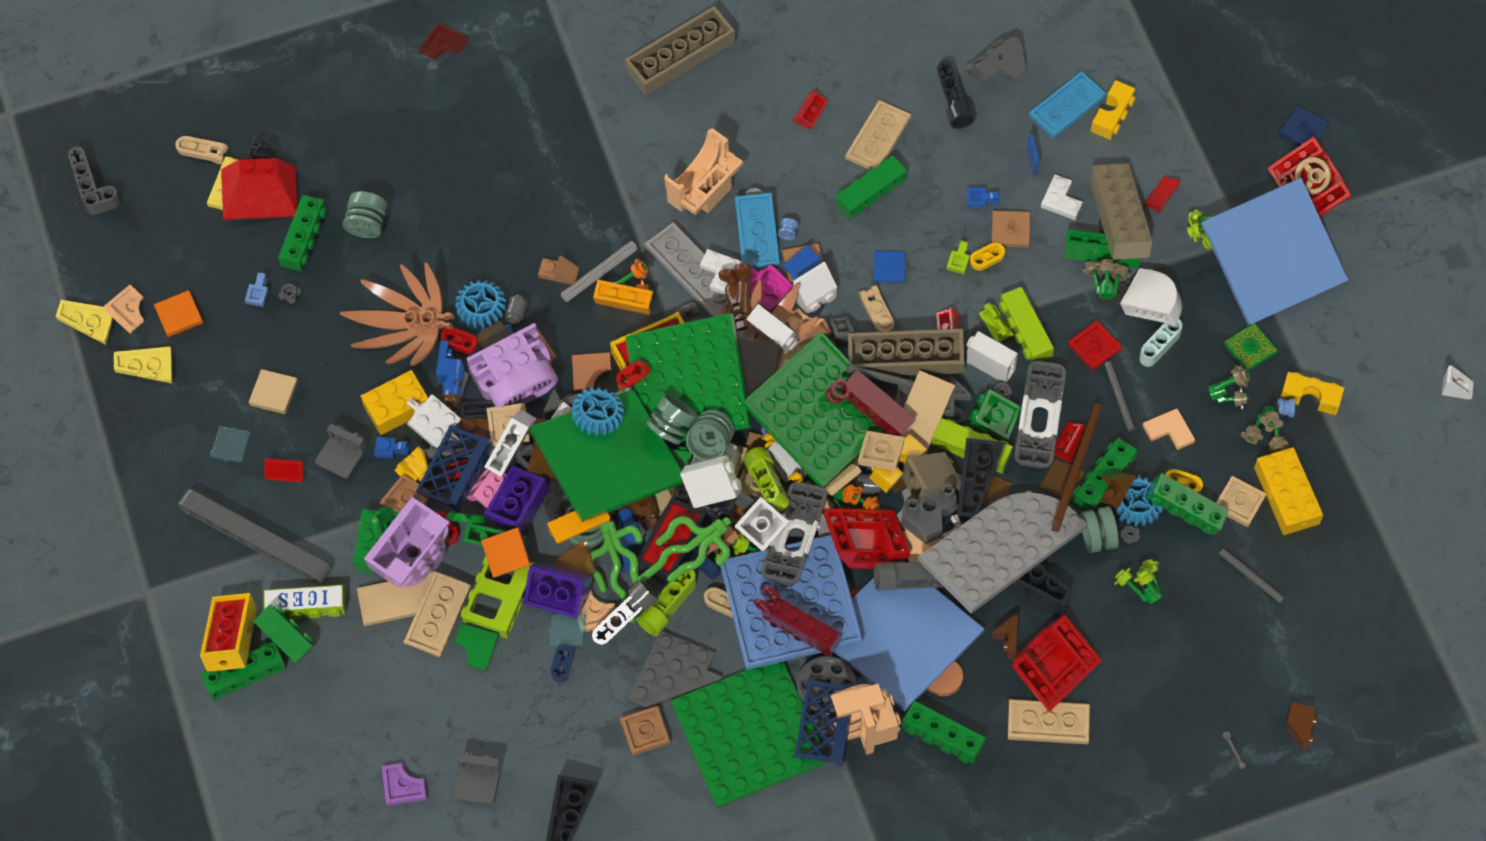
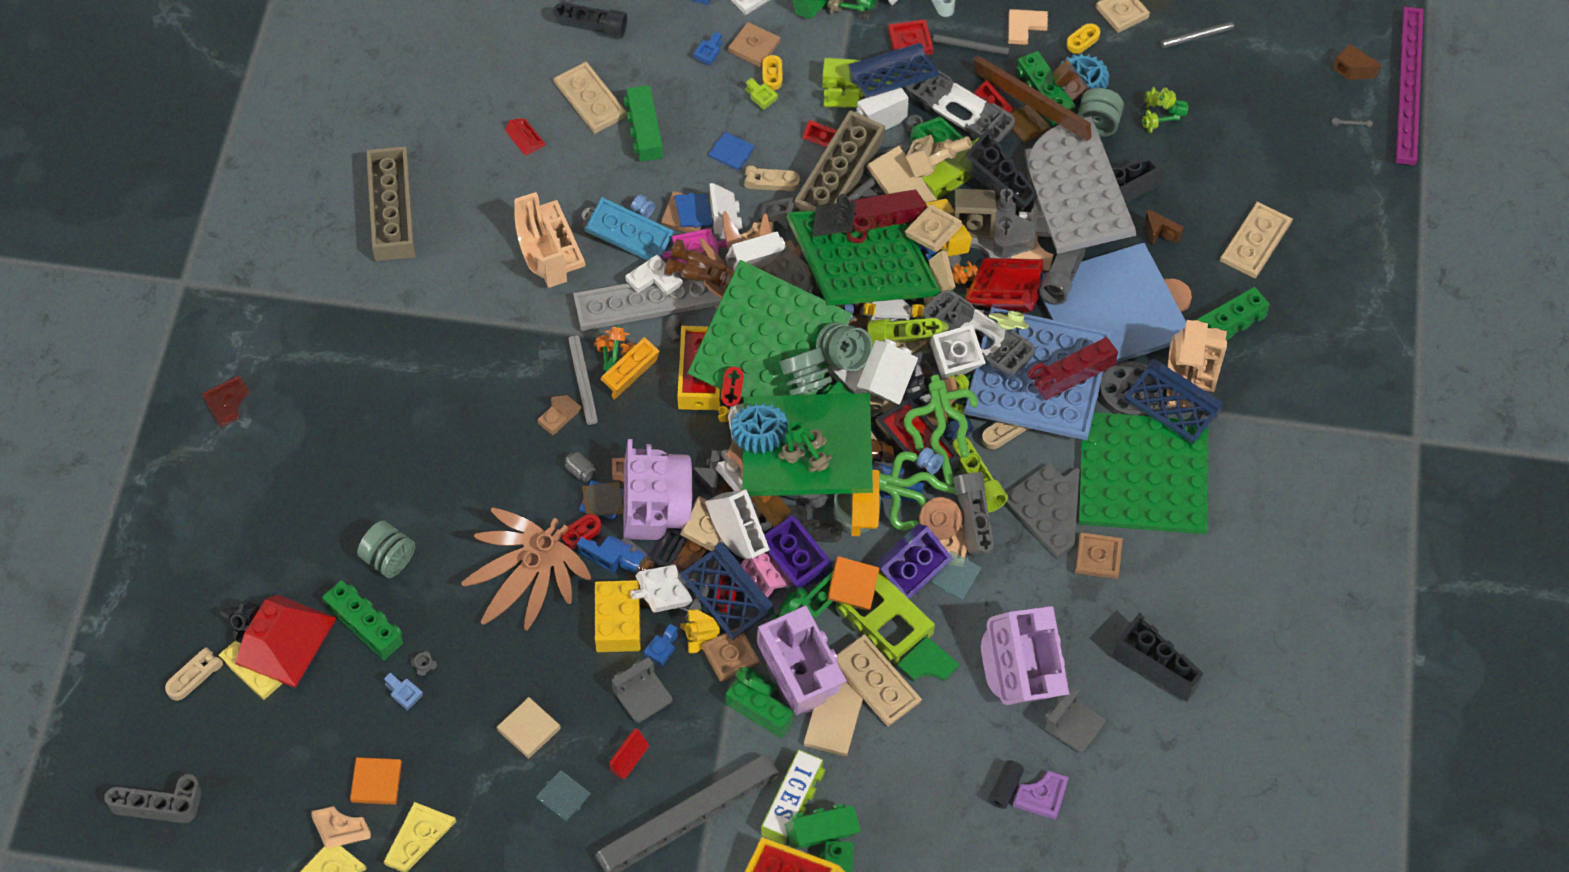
camera: 65 degrees left, 5 degrees down
(394, 752) = (1006, 784): none -> black piece
(476, 296) = (553, 486): dark azure gear -> none
(490, 724) = (1024, 656): none -> lavender brick
(557, 662) = (988, 596): dark blue beam -> none
(577, 560) = (890, 532): clear orange piece -> none
(584, 444) = (812, 438): none -> plant
(588, 369) = (684, 436): nougat tile -> none
(607, 591) = (941, 517): none -> nougat tile
(646, 554) = (929, 460): none -> medium blue wheel
(819, 552) = (1010, 321): none -> yellowish green plate
(832, 367) = (834, 217): none -> pearl dark grey hinge
(960, 411) = (925, 153): none -> tan brick
(1037, 336) = (897, 62): none -> dark blue fence
(1055, 662) = (1204, 204): red slope -> none
(1187, 504) = (1111, 40): green brick -> none
(1308, 782) = (1409, 86): none -> magenta plate

